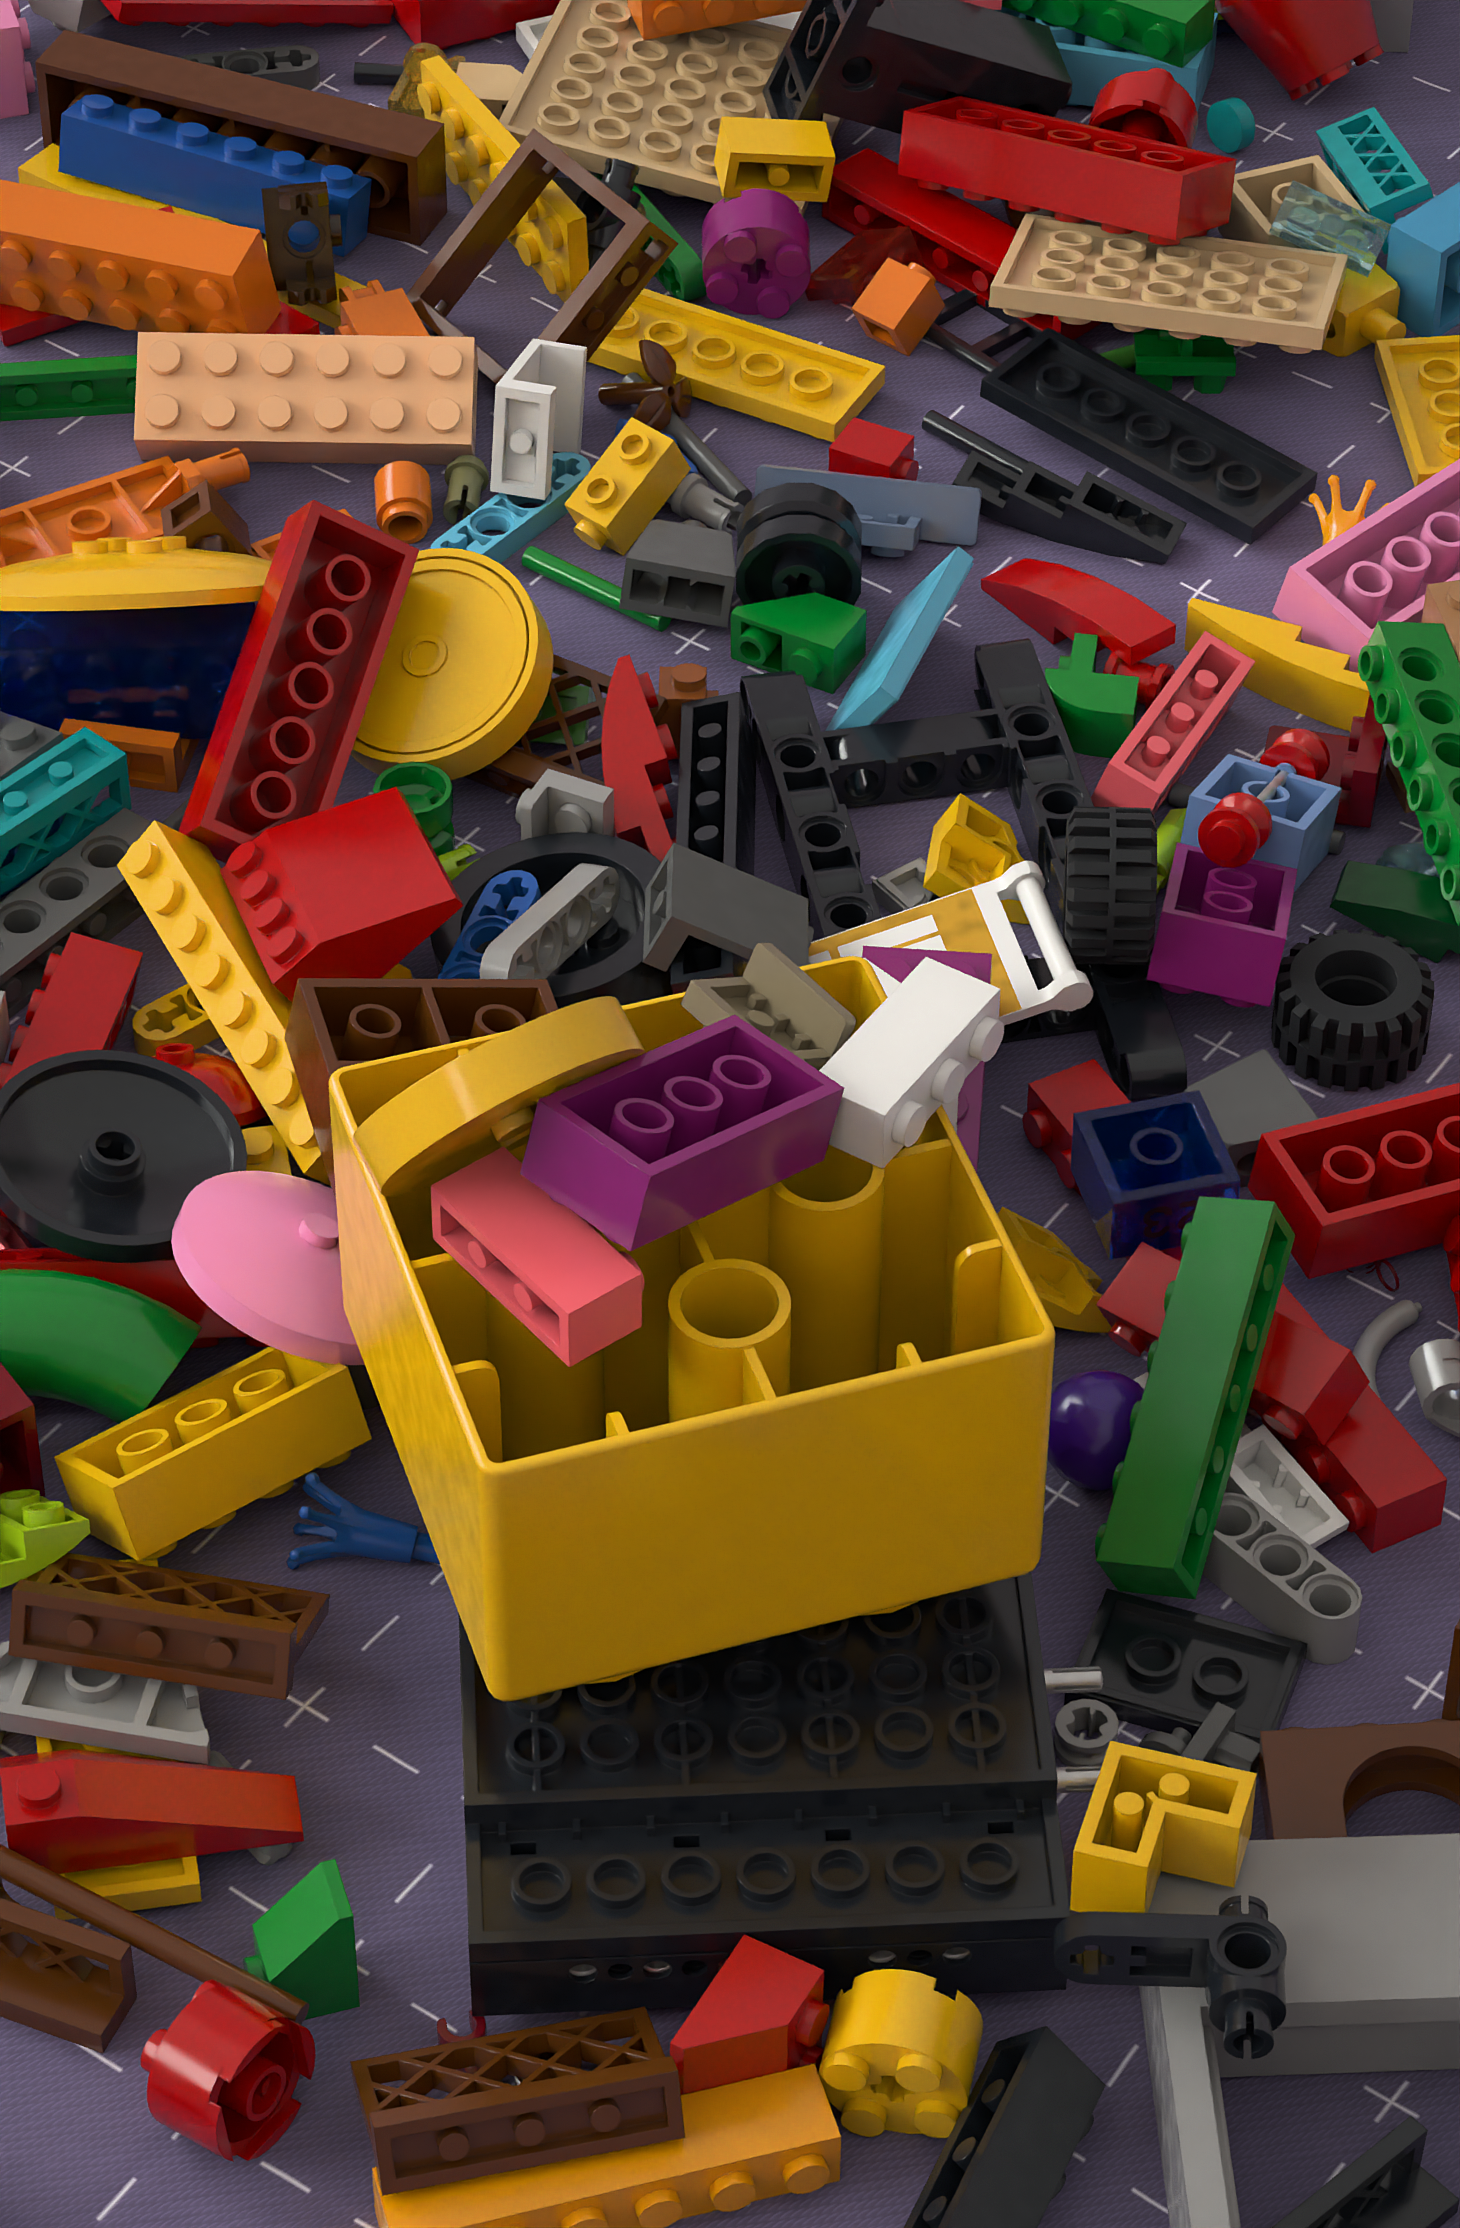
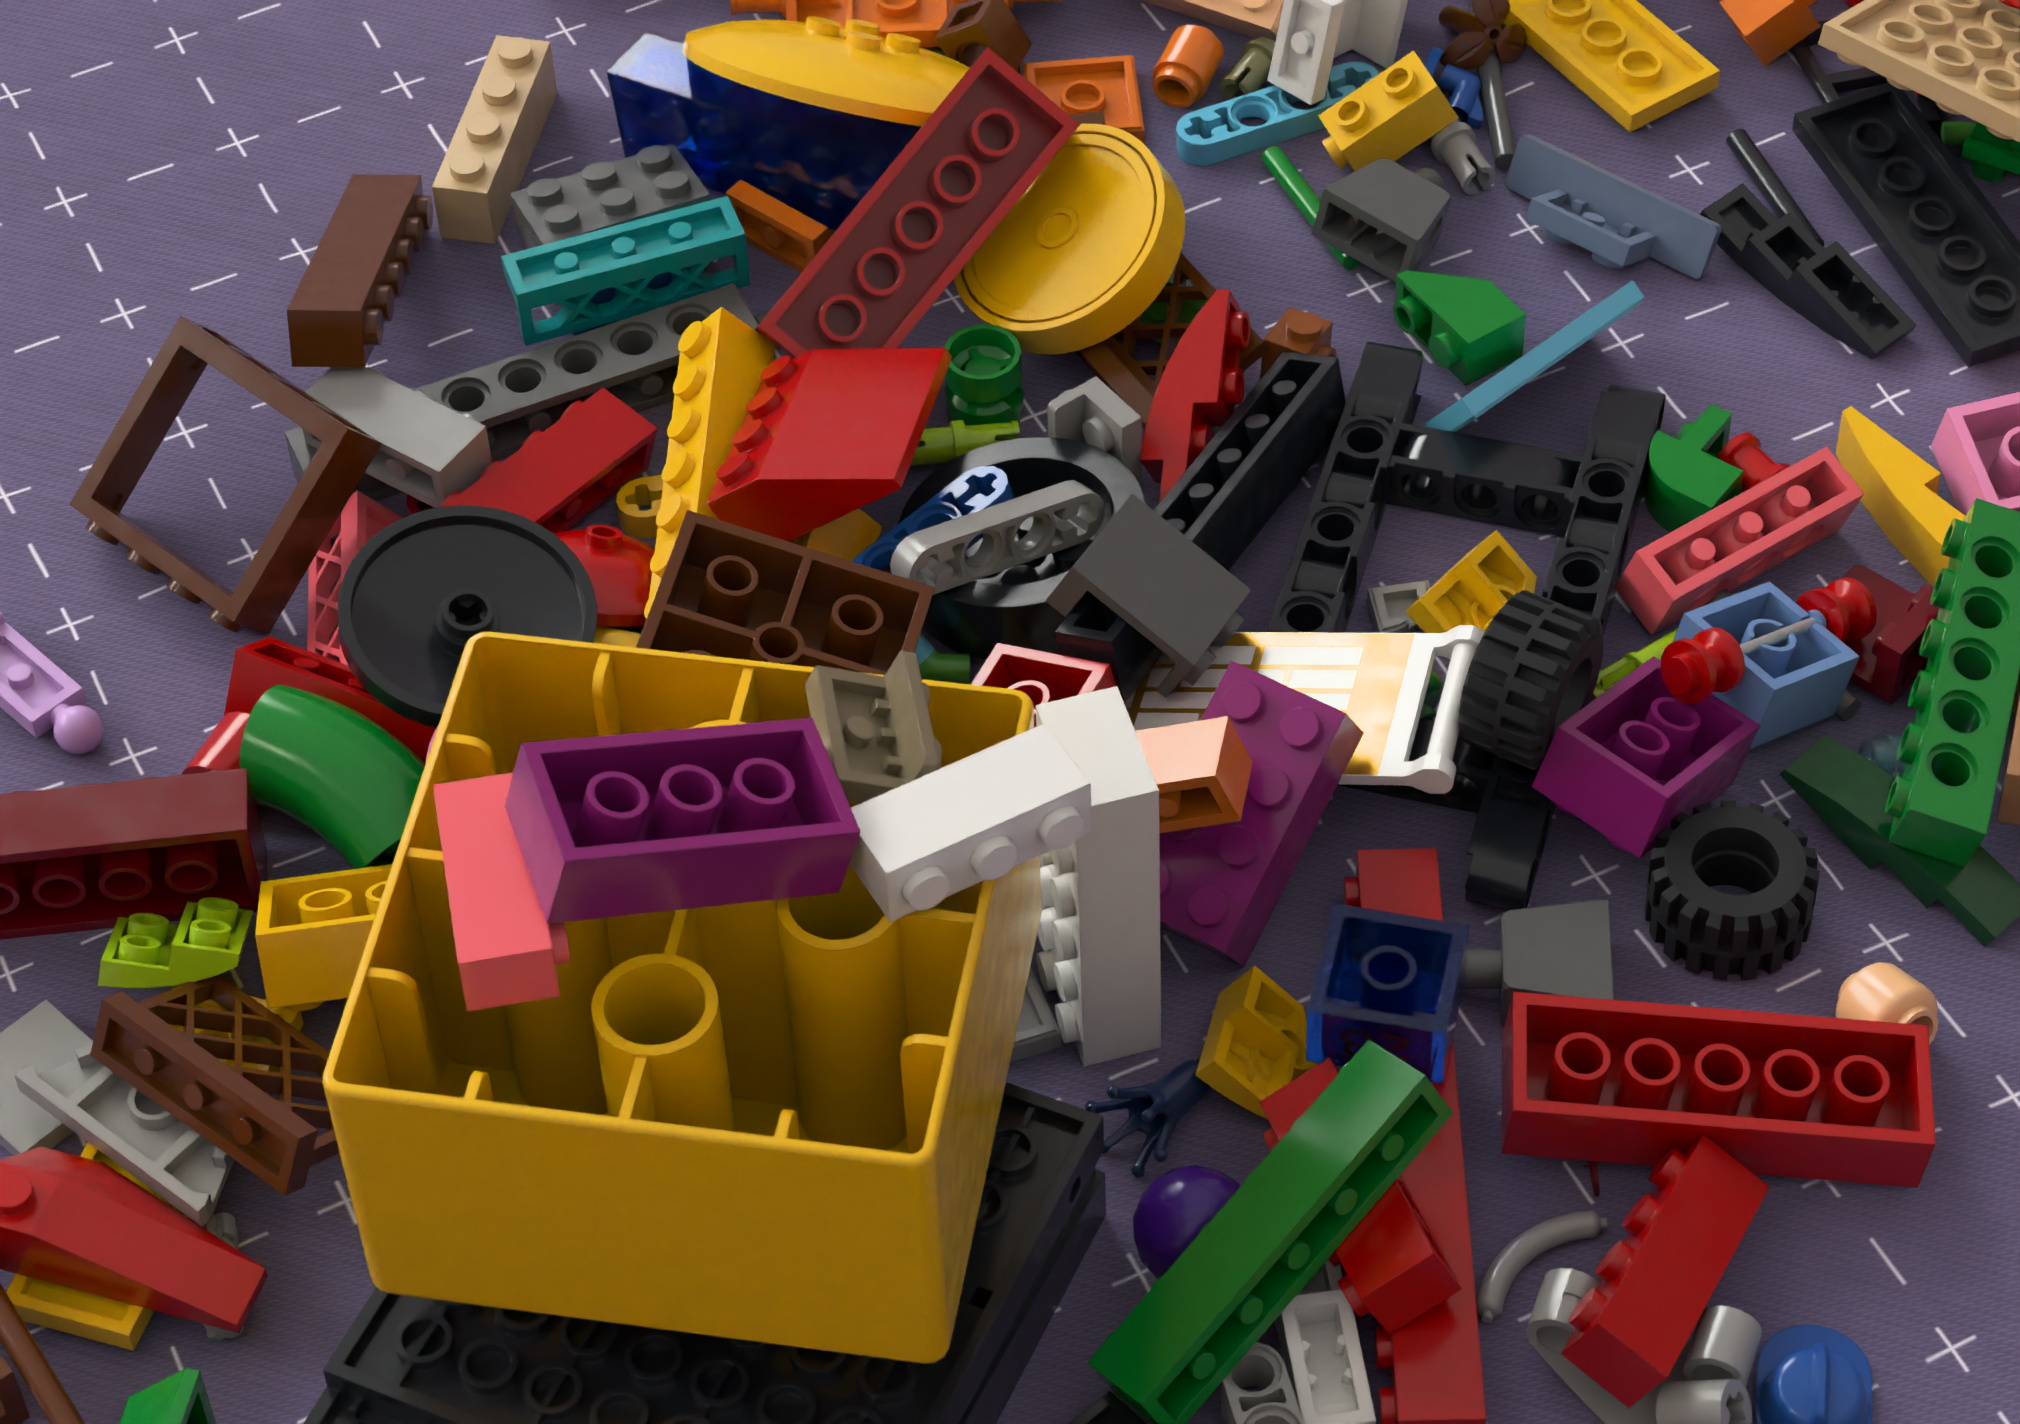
camera: 30 degrees right, 5 degrees up
(490, 1095) = (479, 719): yellow brick -> none
(798, 544) = (1498, 229): black wheel -> none
(873, 451) = (1646, 157): red brick -> none
(1068, 602) = (1743, 380): red slope -> none

